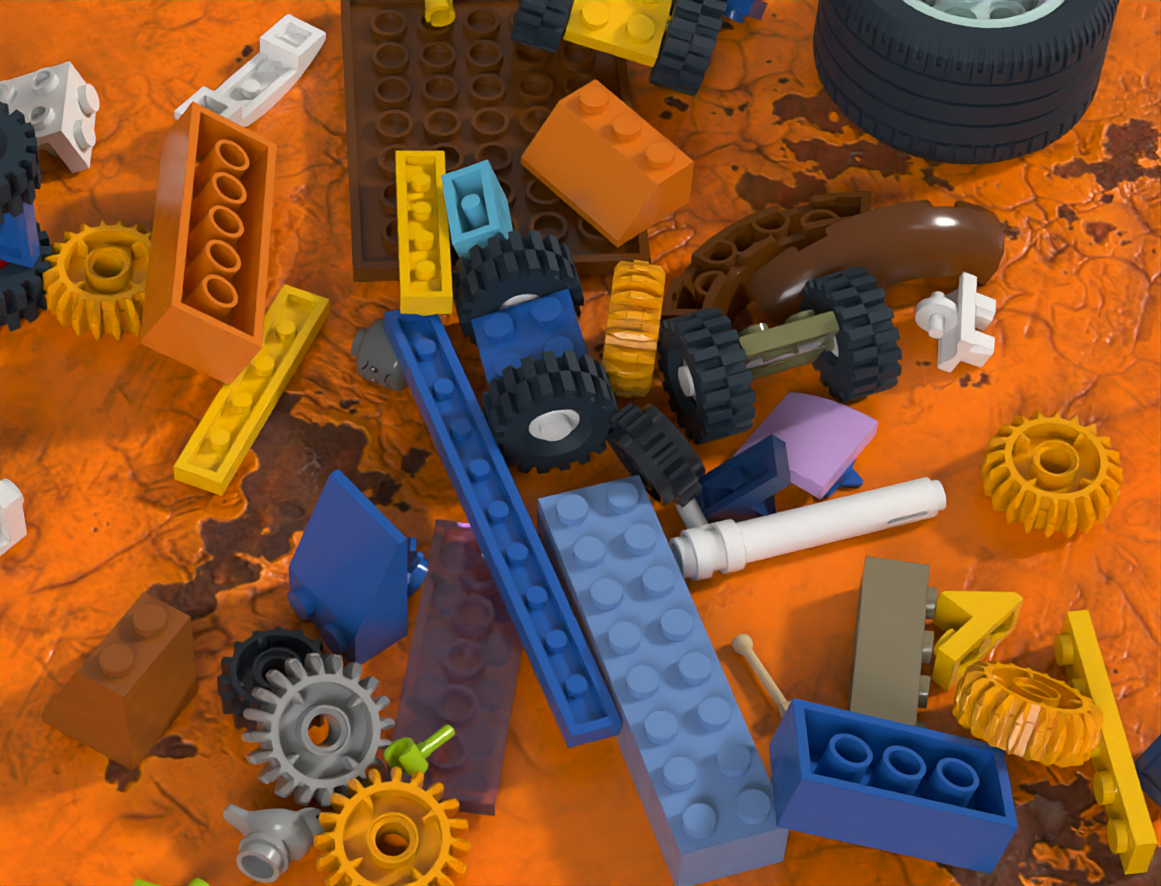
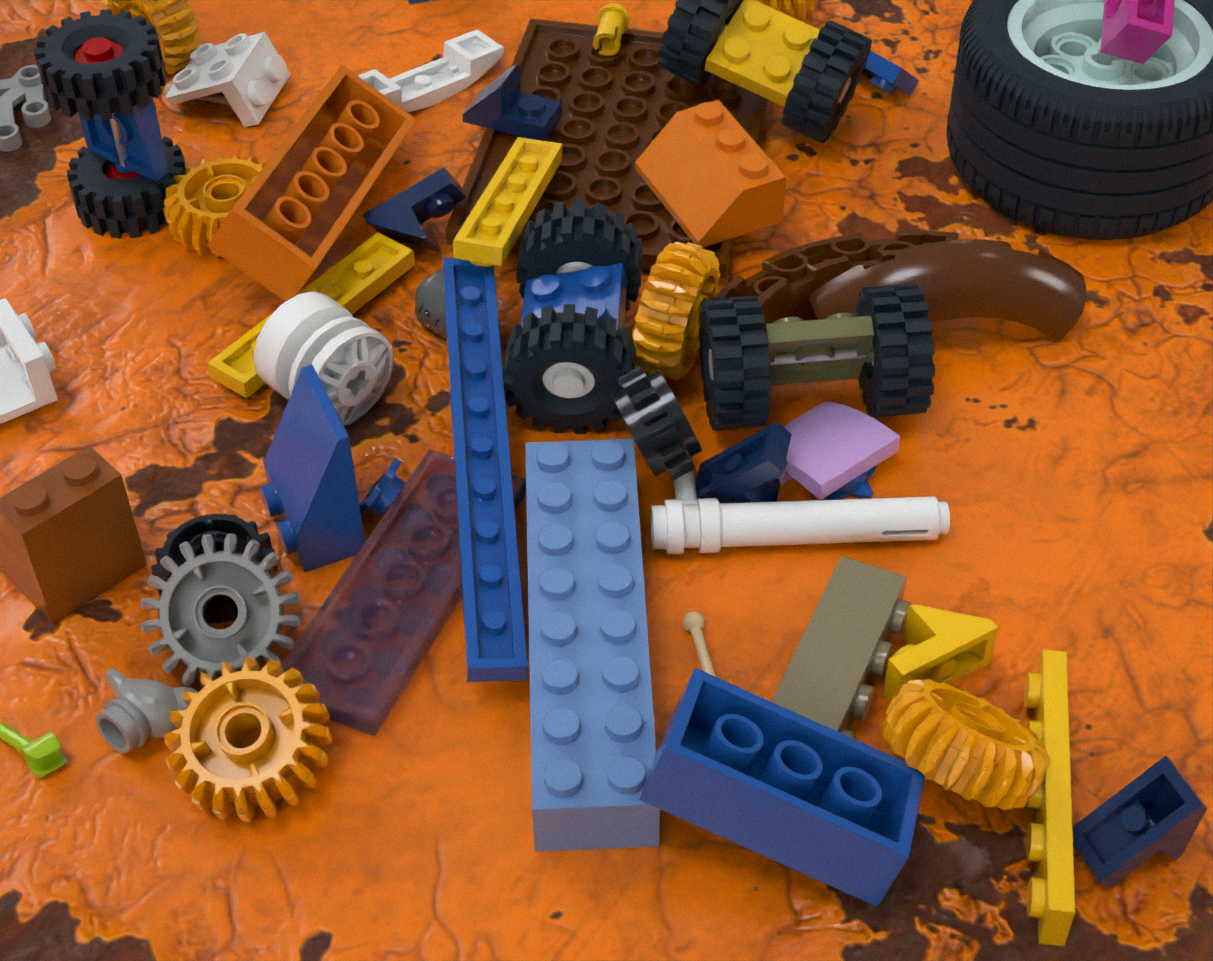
camera: 20 degrees right, 5 degrees down
(297, 441) = (343, 350): none -> white wheel
(306, 261) = (407, 213): none -> dark blue slope
(364, 115) = (508, 110): none -> dark blue slope
(412, 757) = (296, 653): lime hand -> none
(475, 207) = (566, 178): medium azure brick -> none
(954, 320) = (1018, 365): white hips -> none
(1051, 474) = (1071, 518): light orange gear -> none

